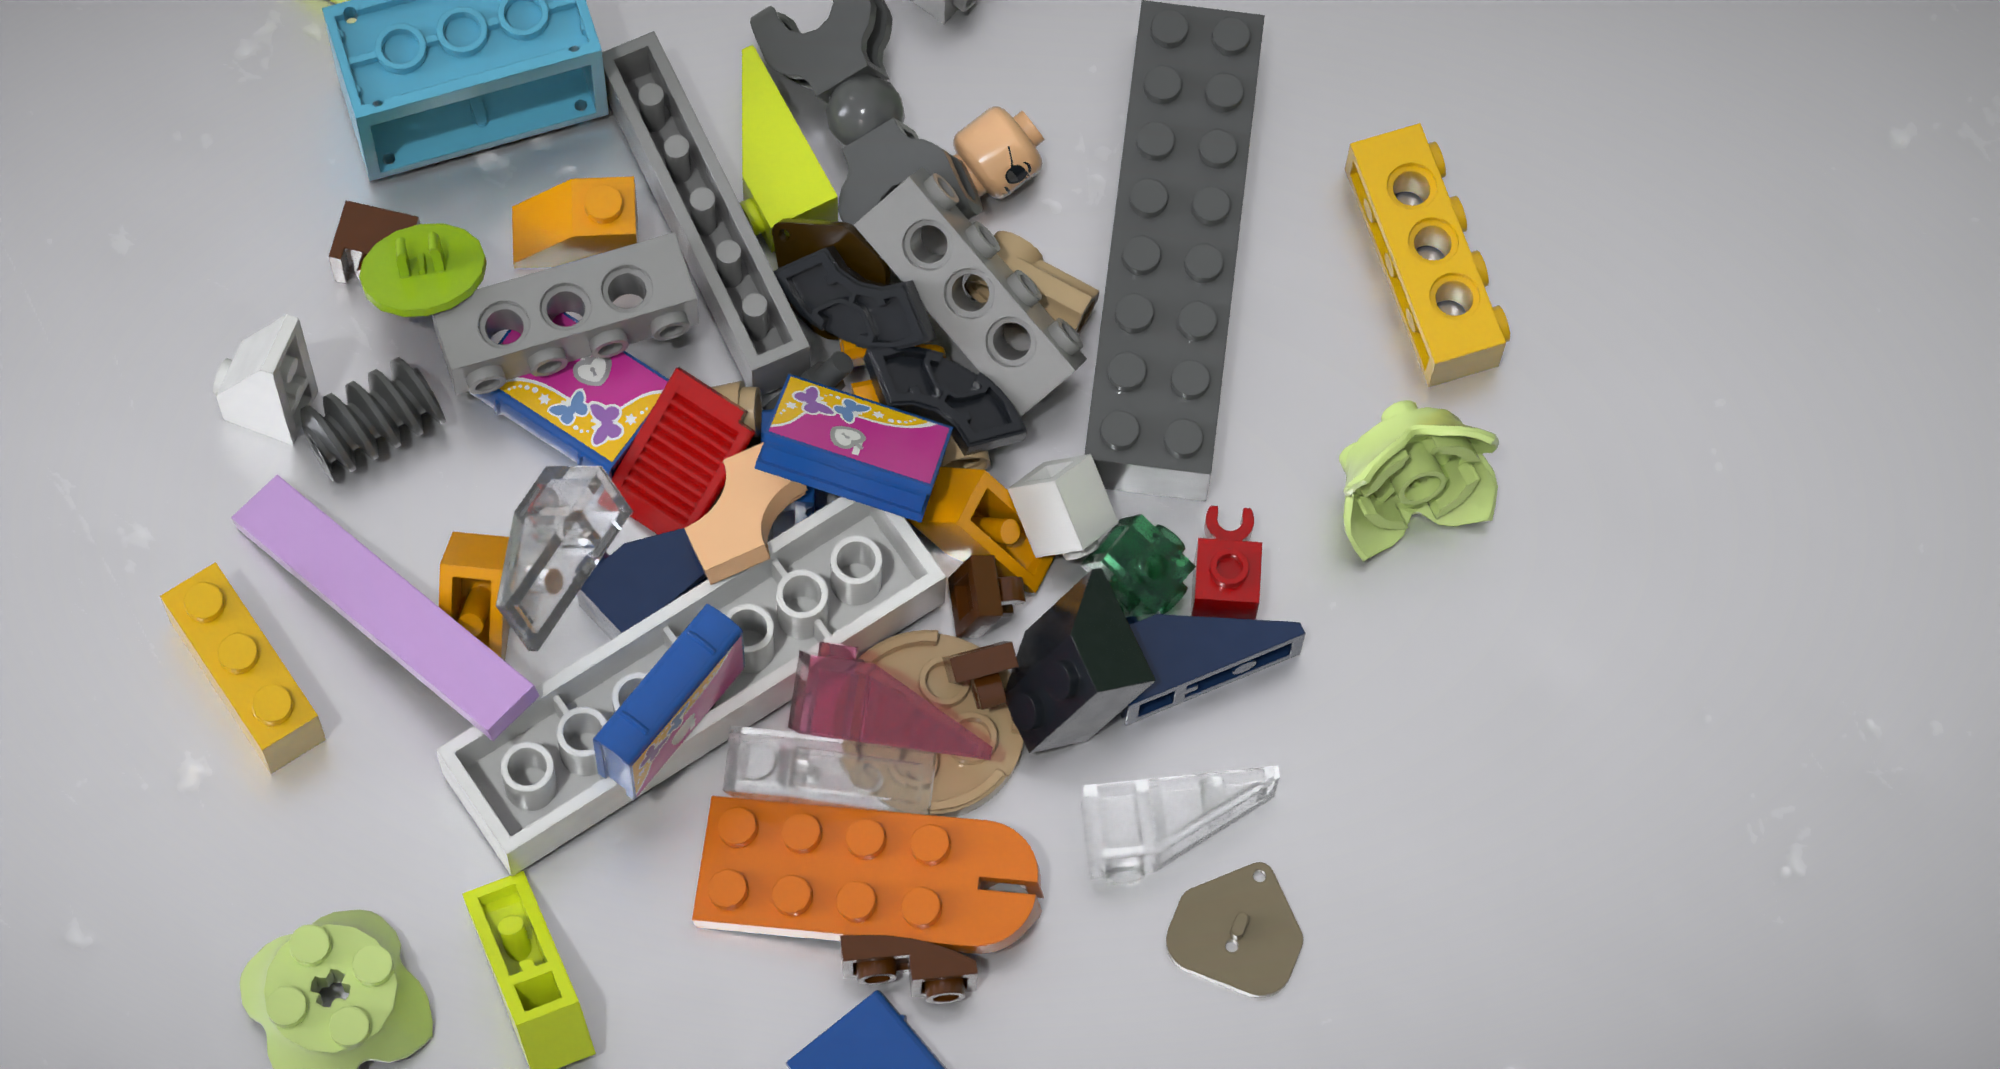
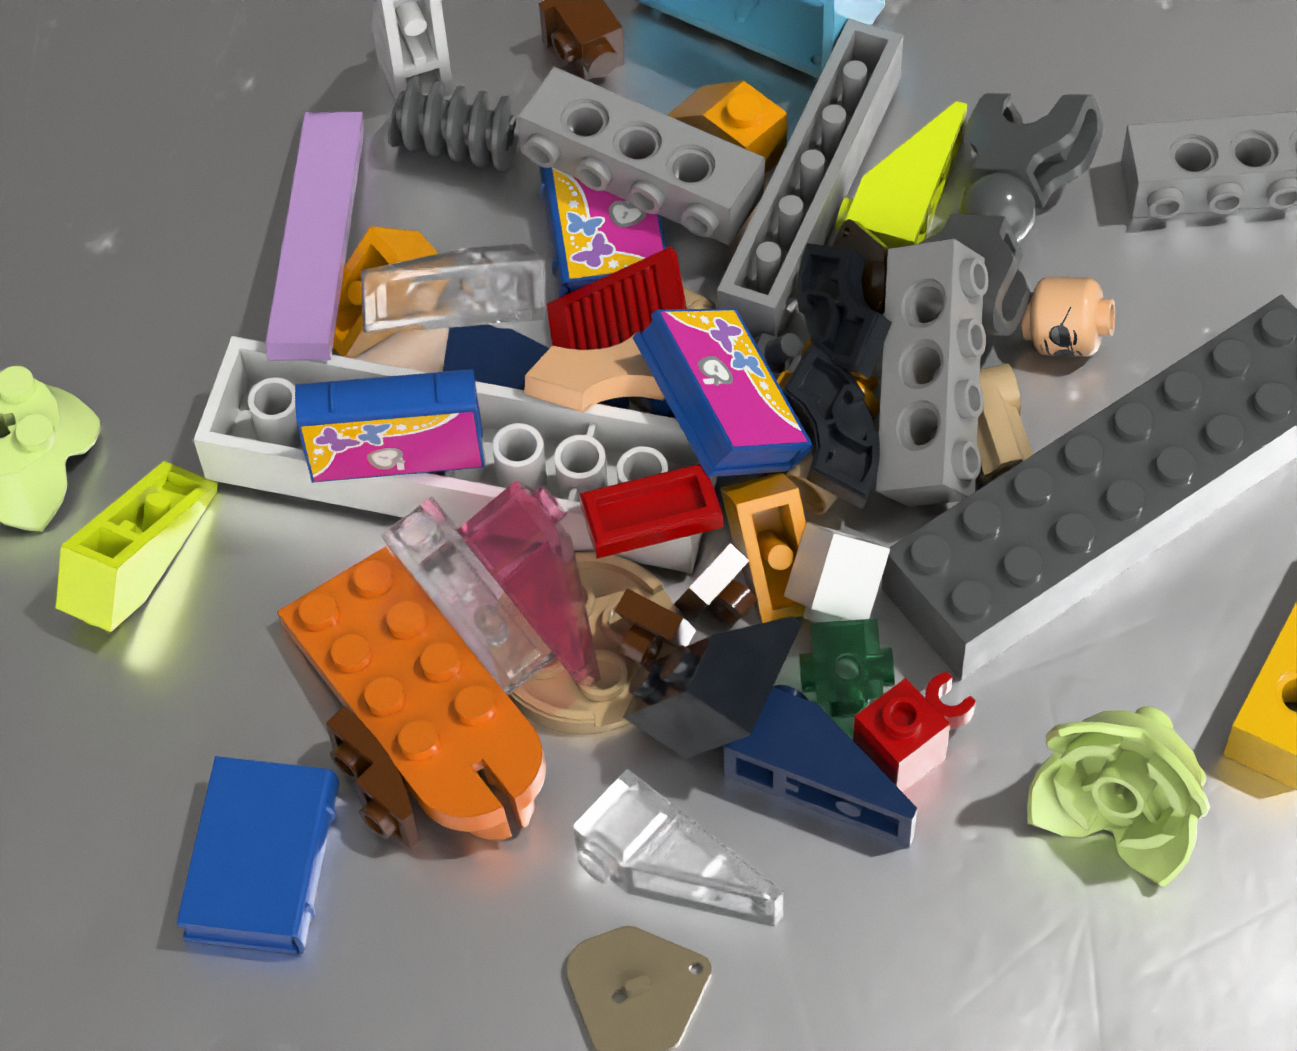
camera: 55 degrees right, 10 degrees down
(243, 667) = (197, 199): yellow brick -> none
(423, 270) = (578, 48): lime piece -> none
(903, 585) = (650, 510): none -> red tile

